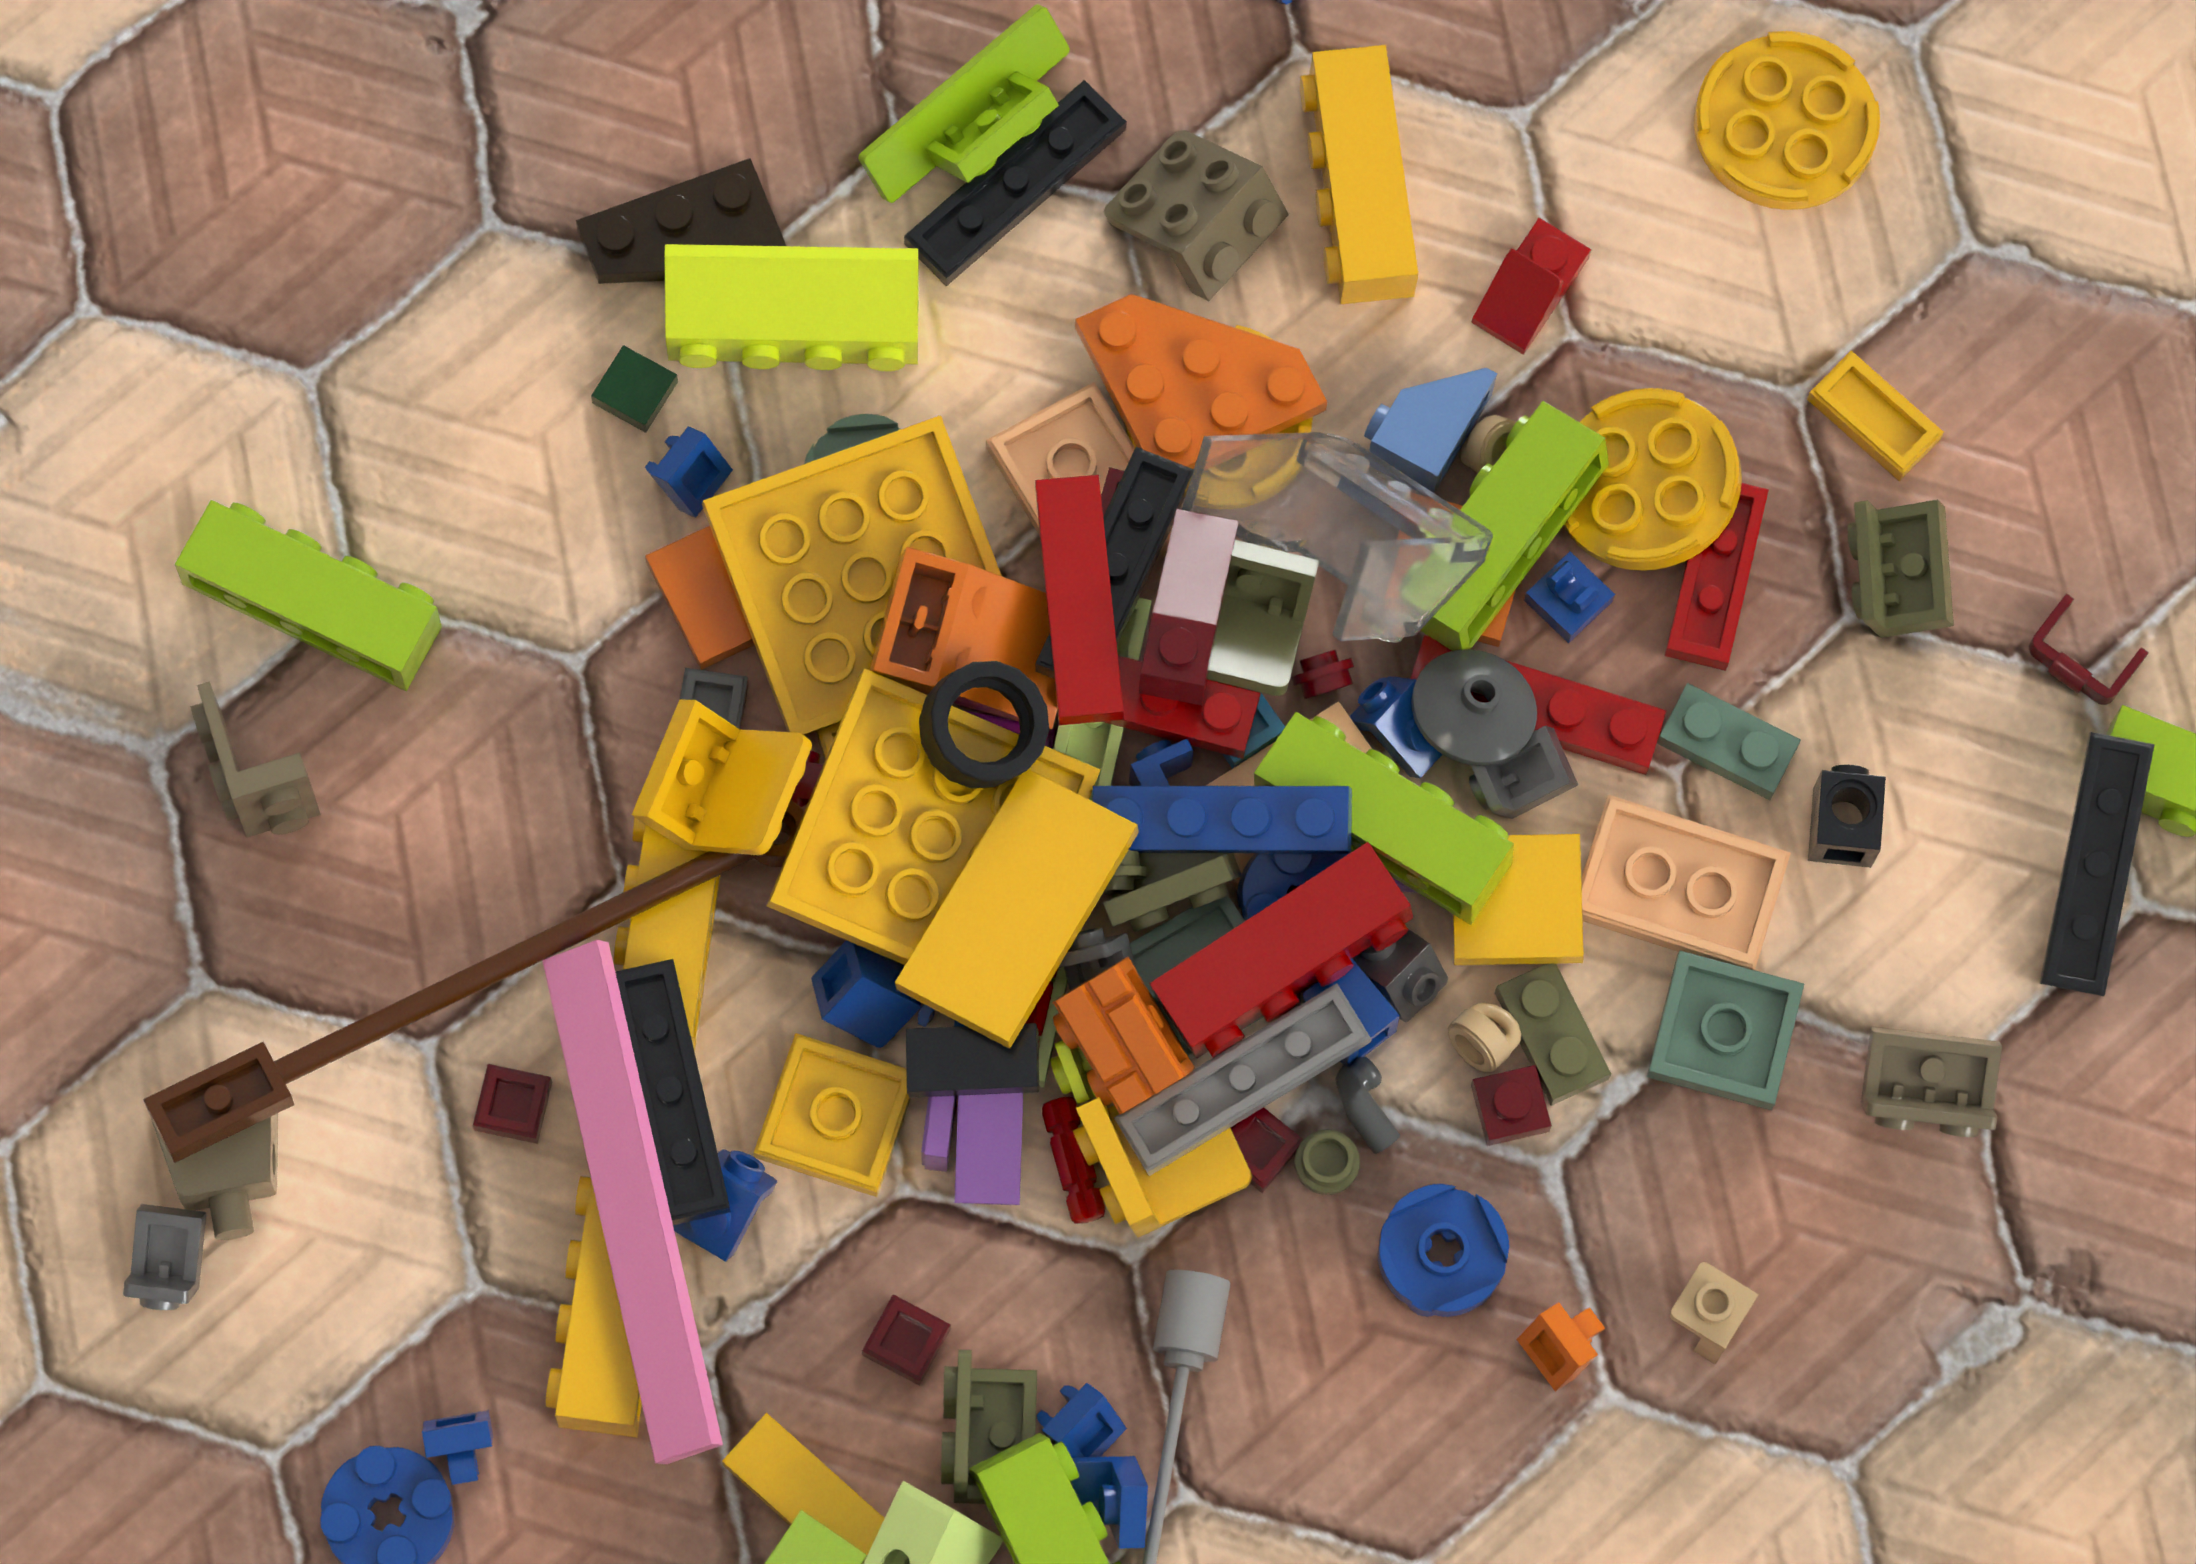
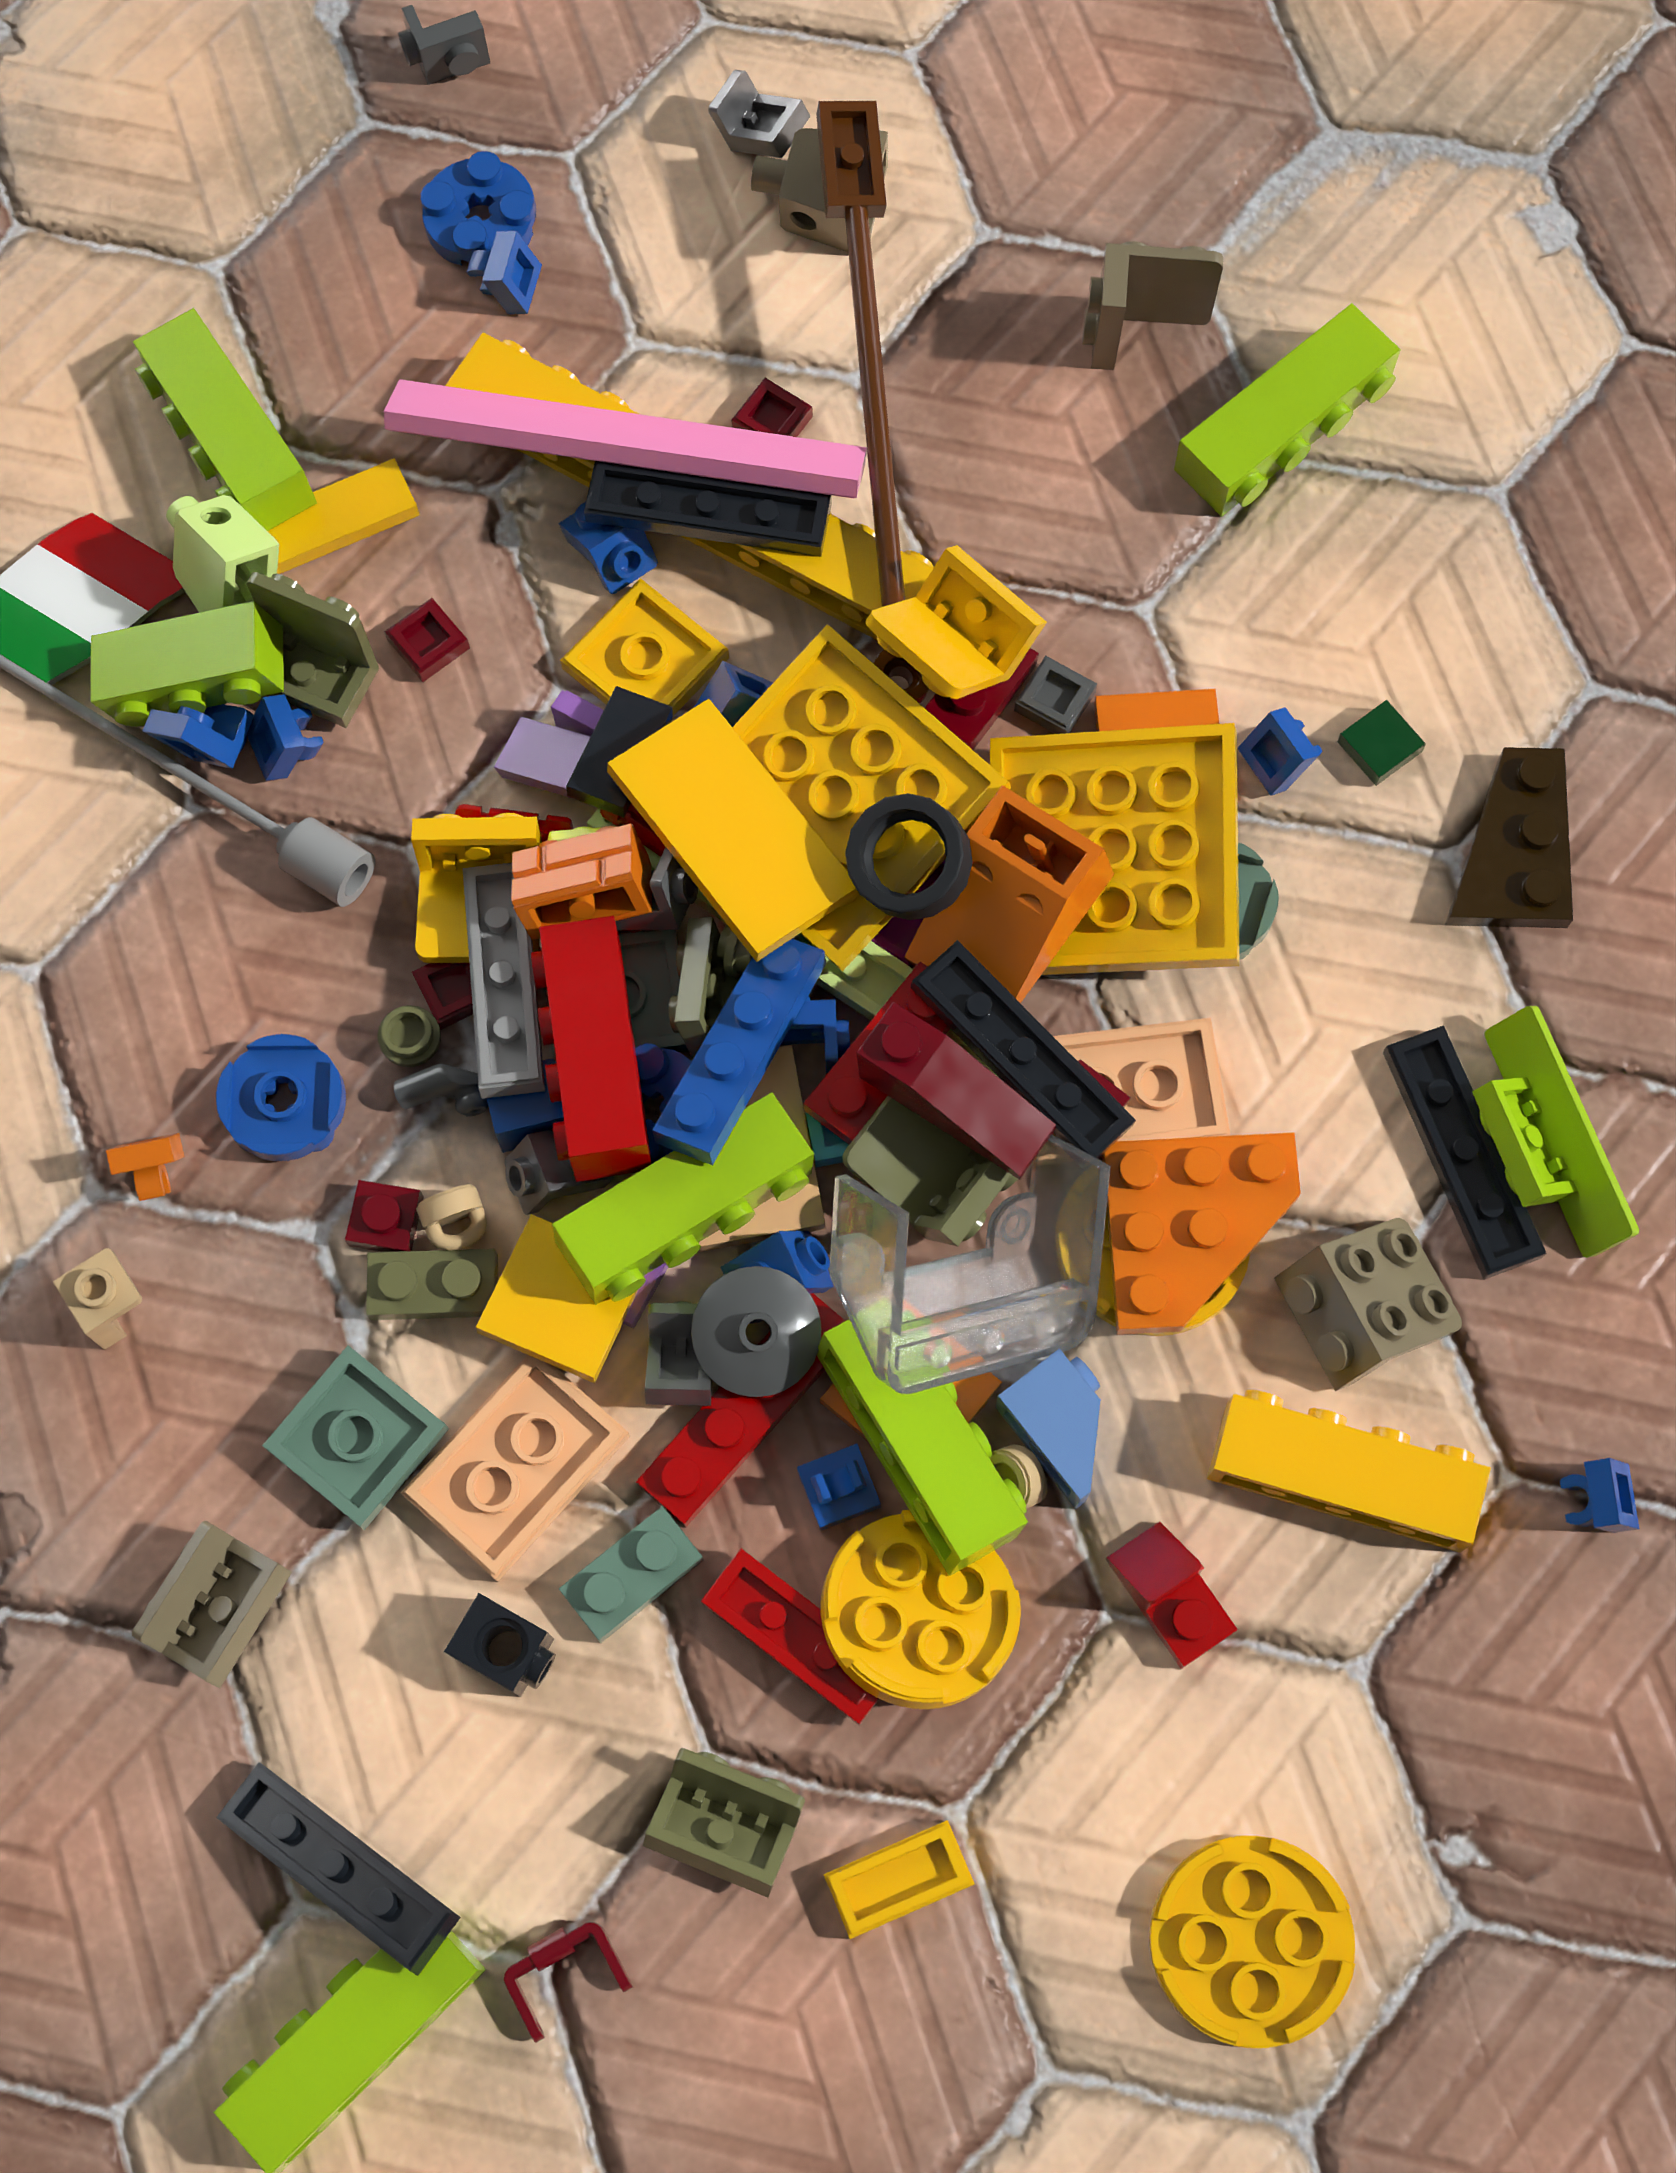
camera: 120 degrees right, 0 degrees up
(791, 306) = (1400, 888): neon yellow slope -> none
(1079, 600) = (999, 995): red tile -> none

